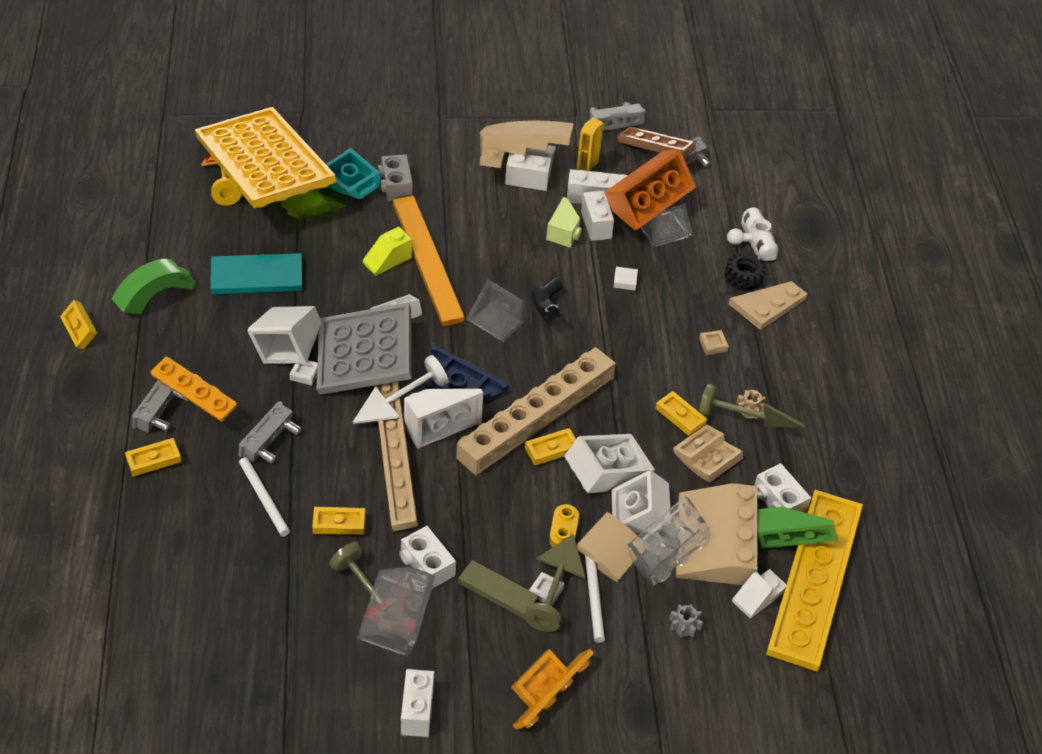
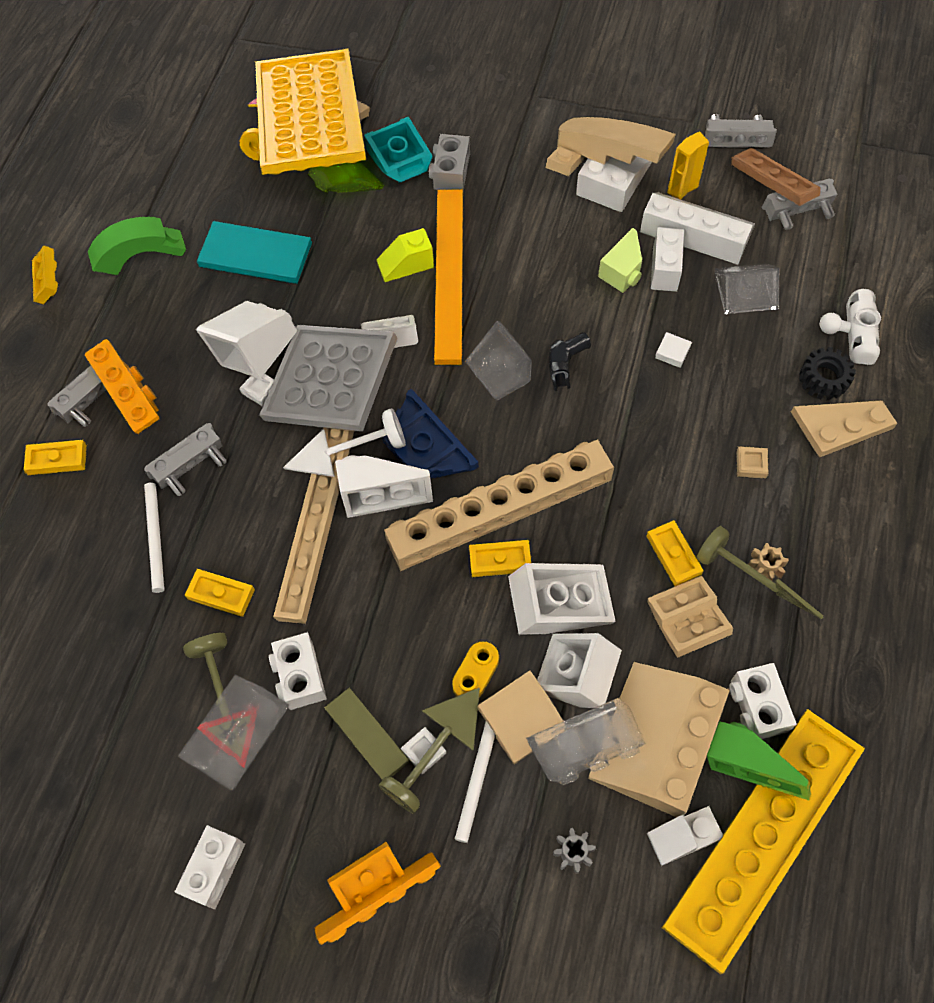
camera: 25 degrees right, 15 degrees up
(651, 188) = (740, 241): orange slope -> none

